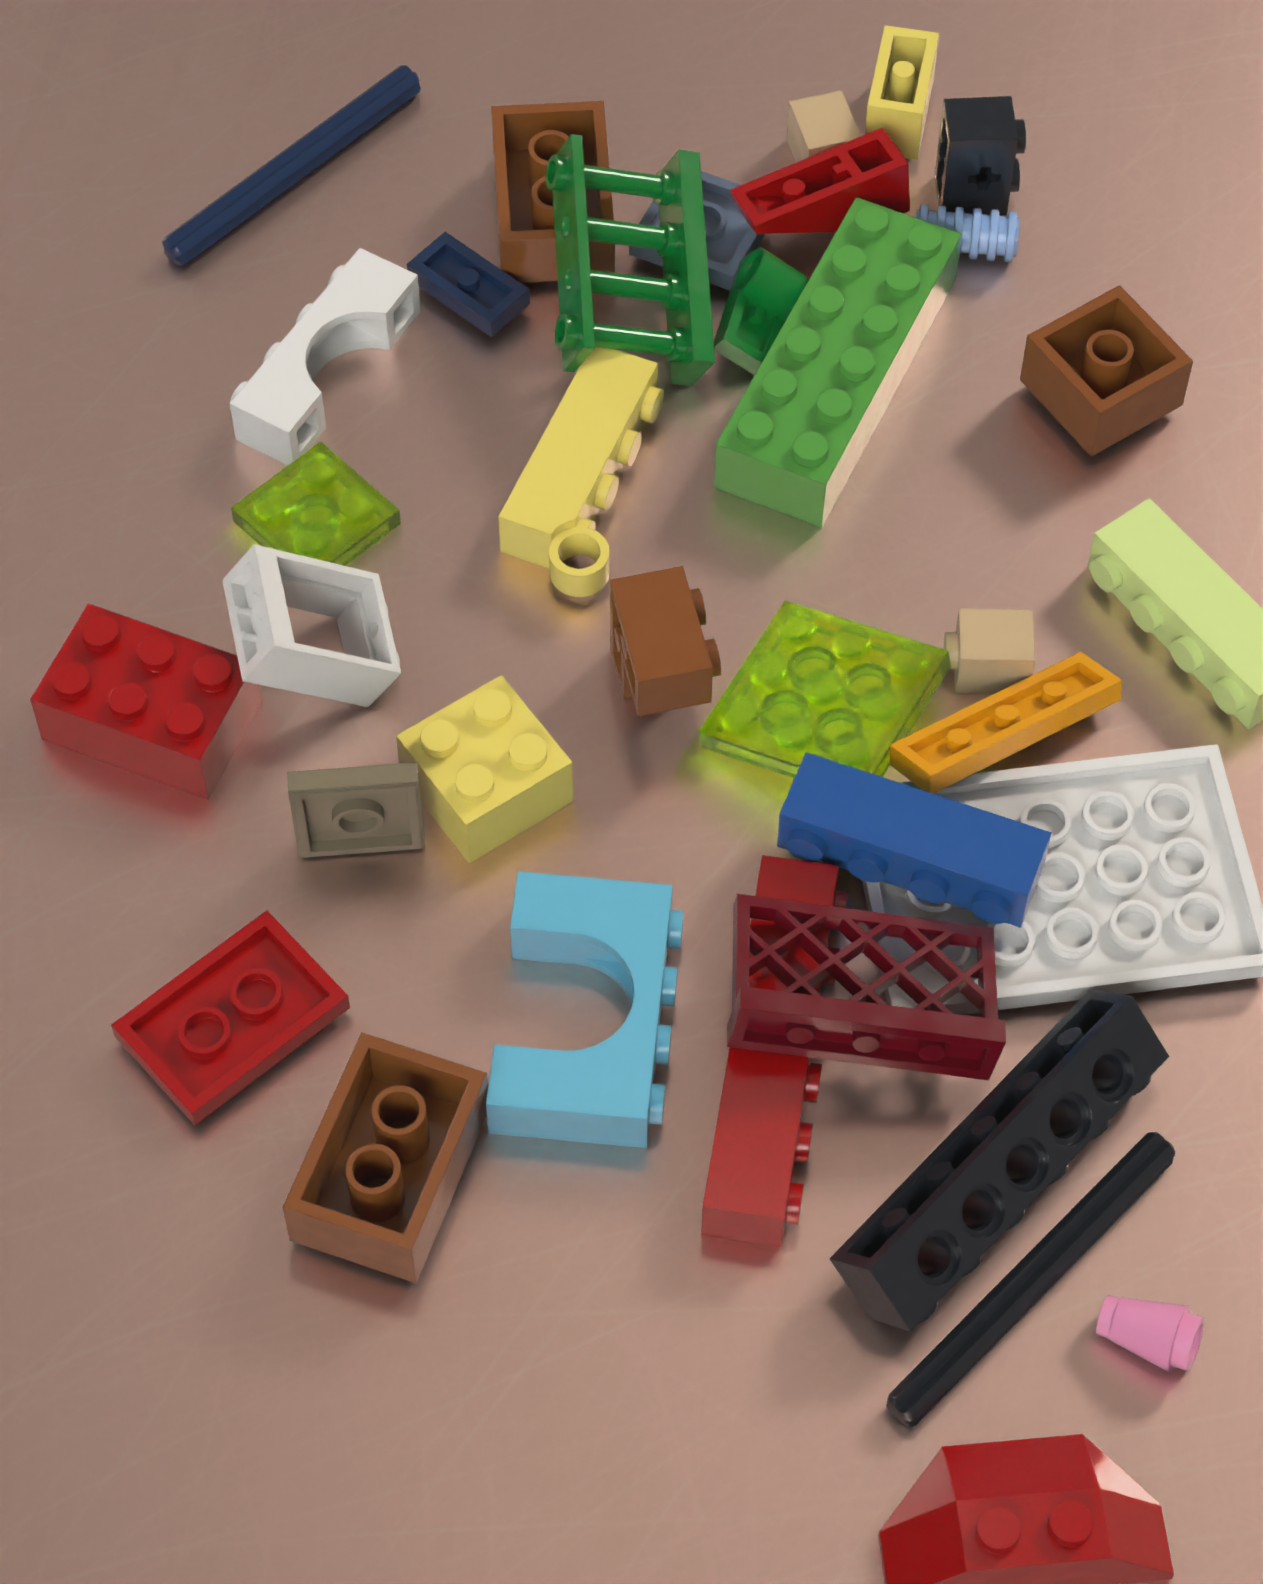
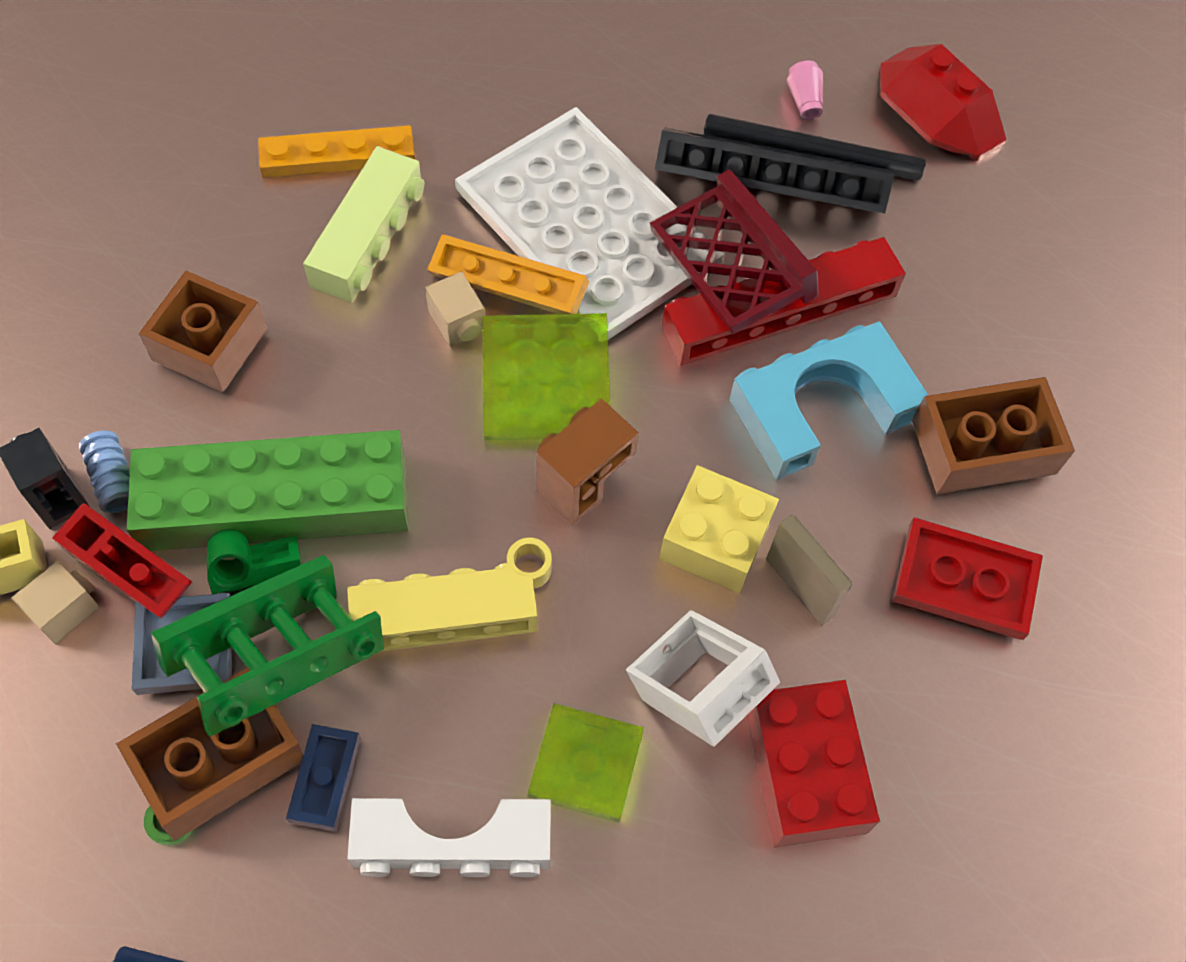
camera: 125 degrees left, 5 degrees up
(912, 840) = (627, 276): blue brick -> none

